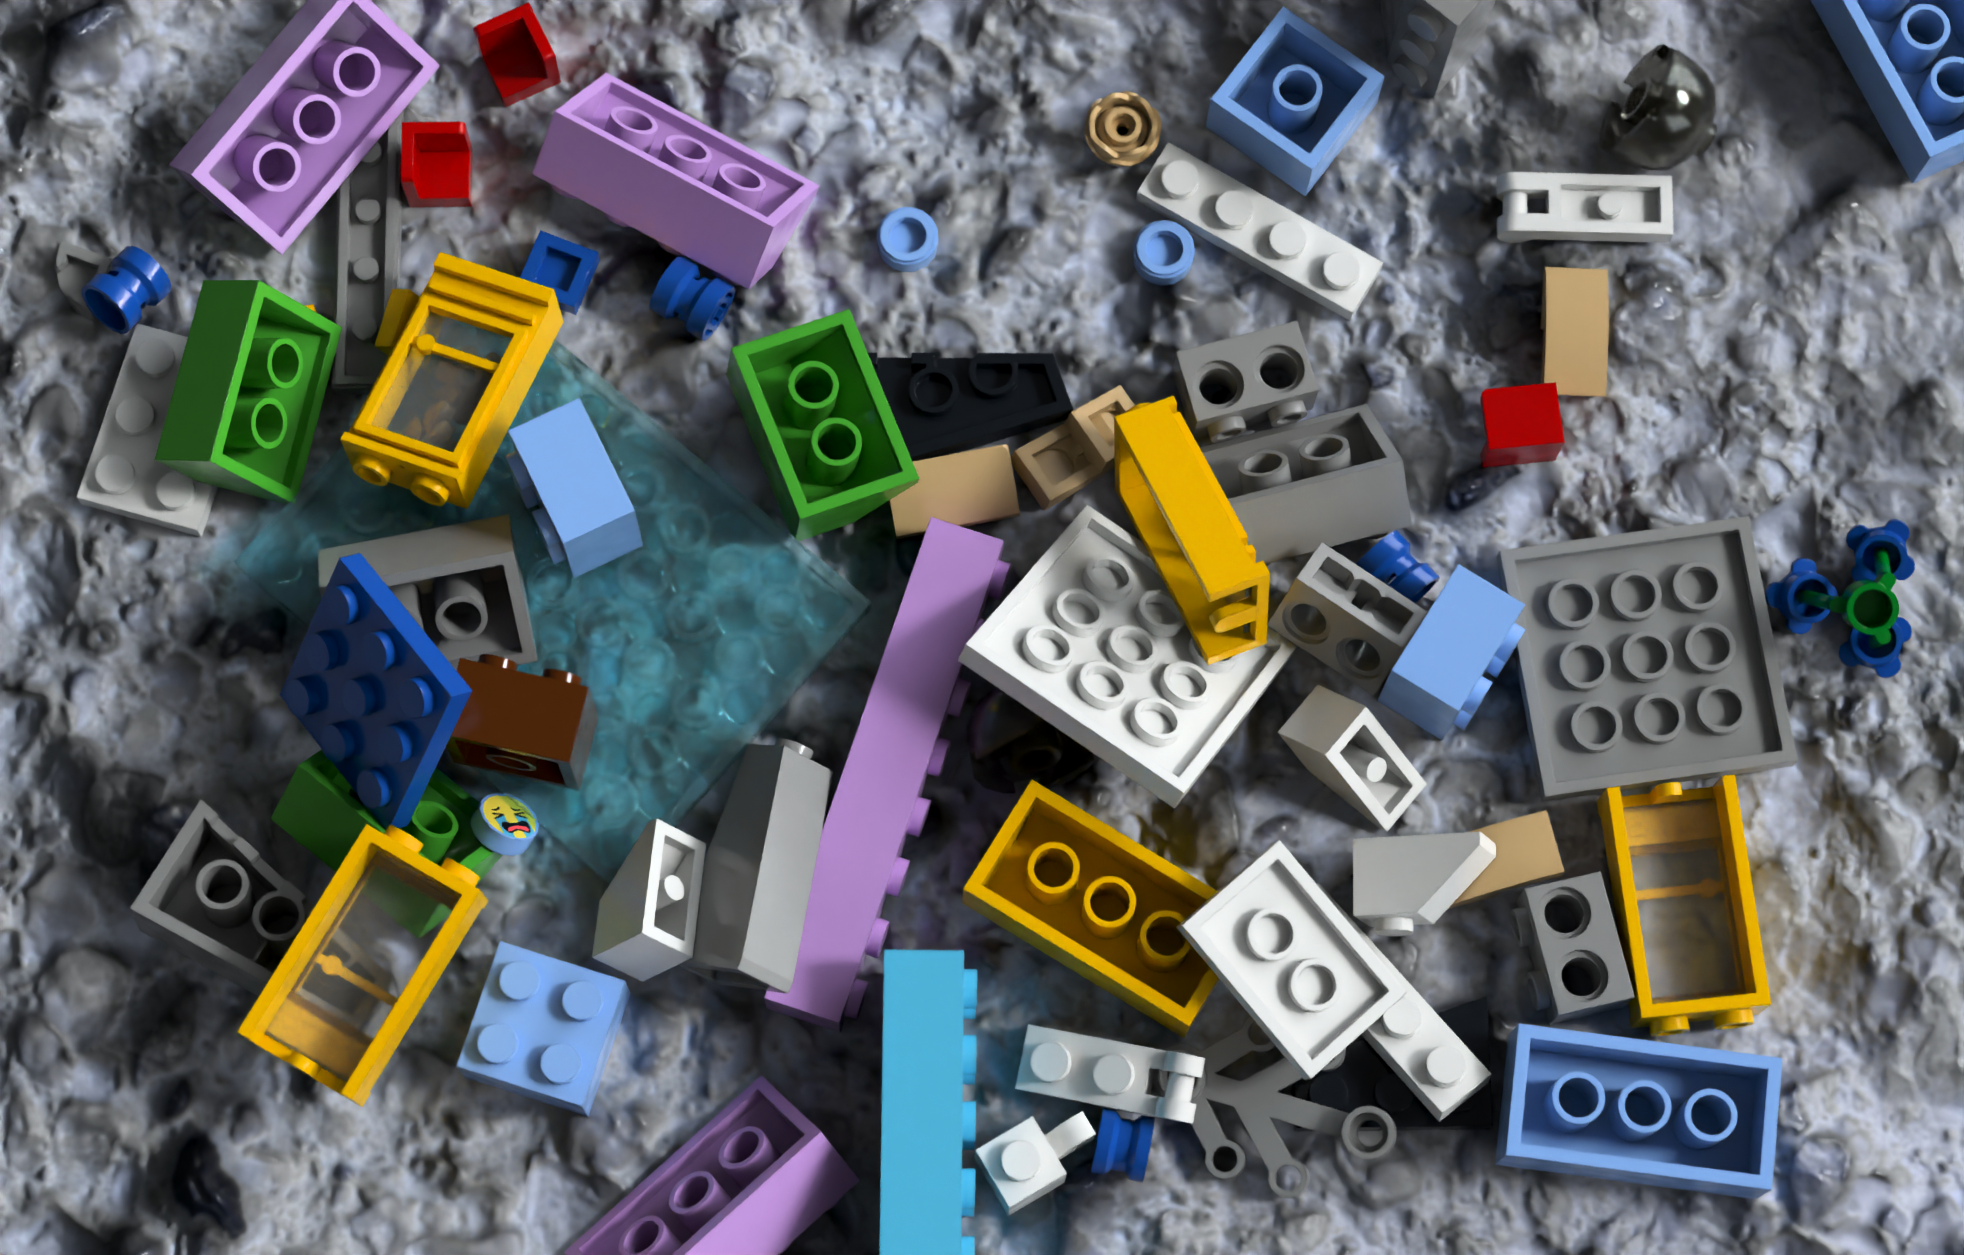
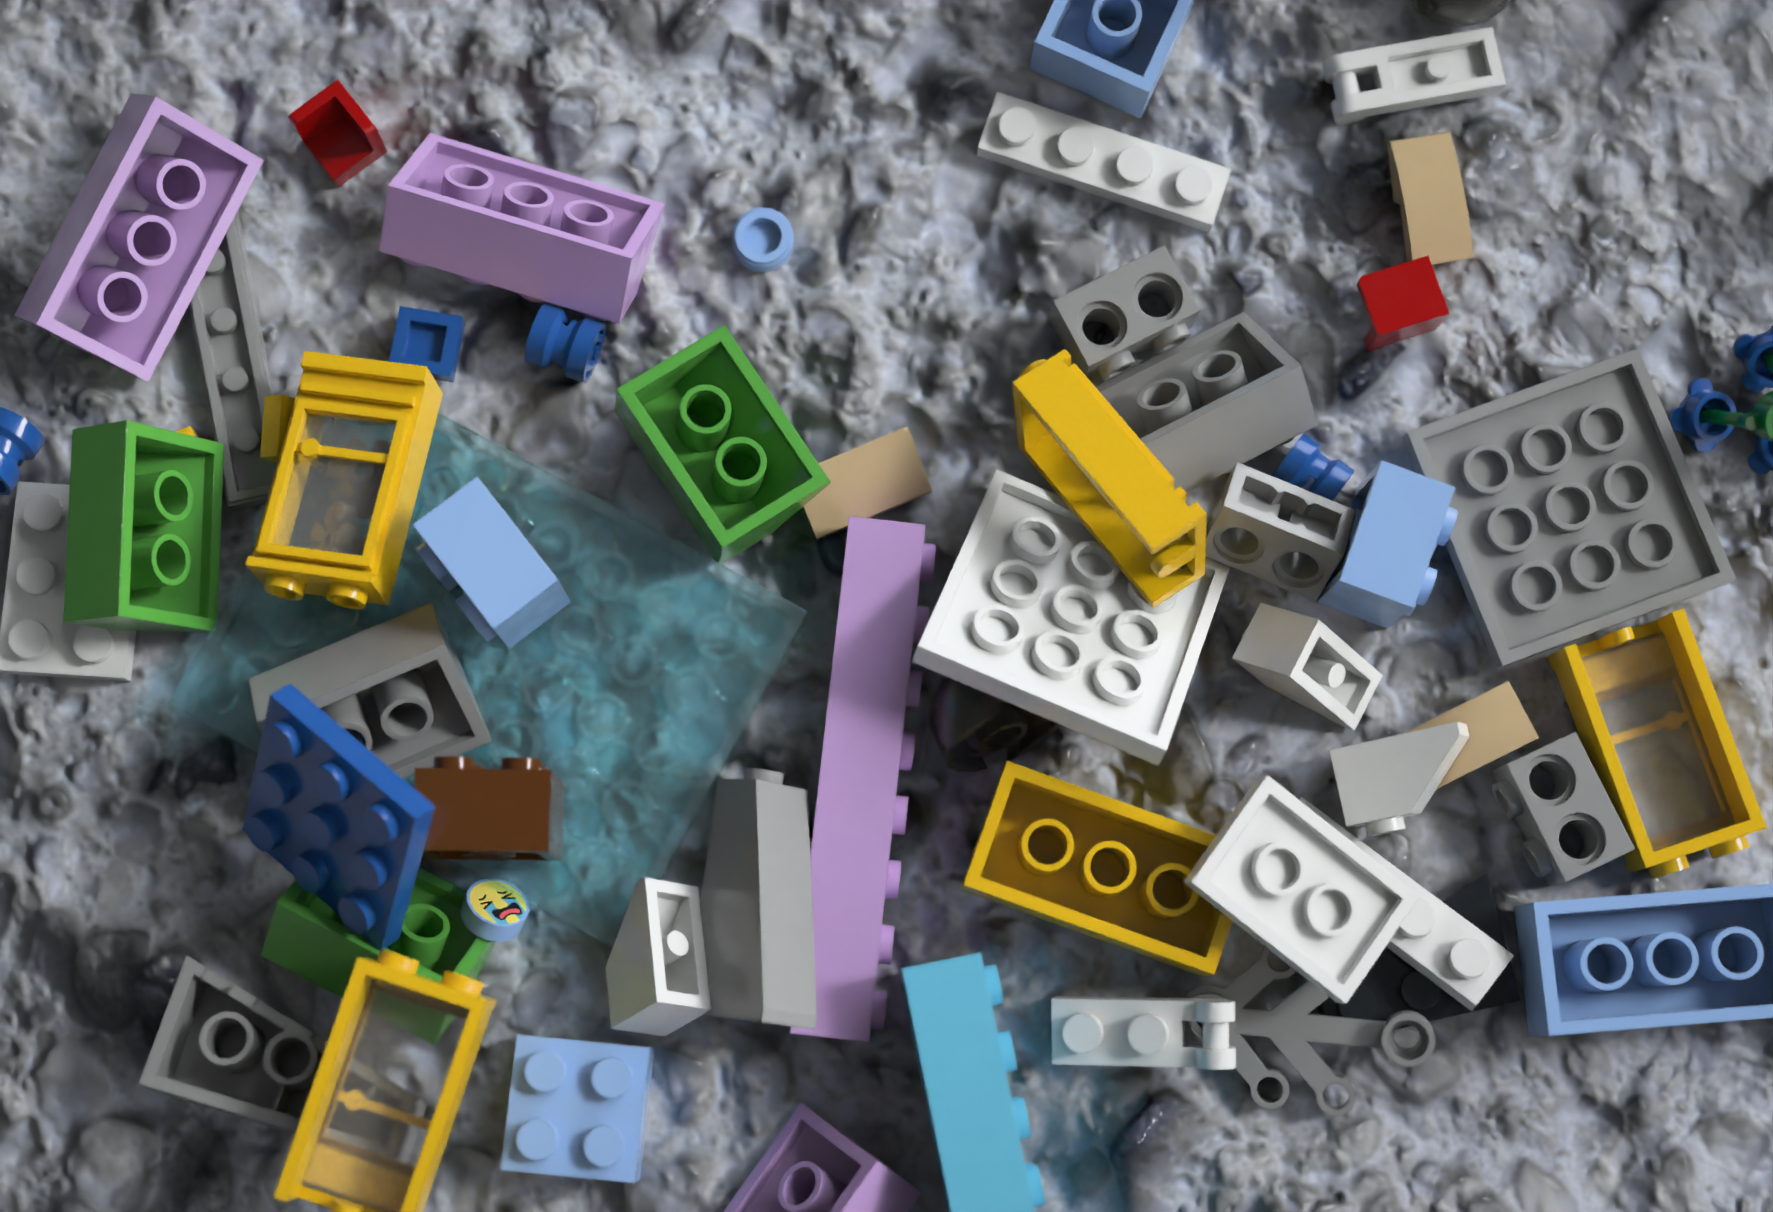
camera: 15 degrees left, 5 degrees up
(436, 164) = (281, 260): red panel -> none
(970, 402) = (861, 388): black wing -> none
(1026, 1162) = (1080, 1138): white brick -> none
(1073, 452) = (972, 416): tan slope -> none
(1122, 1145) = (1169, 1098): blue wheel -> none
(1127, 111) = (952, 69): tan plate -> none
(1163, 252) = (1015, 202): light blue tile -> none

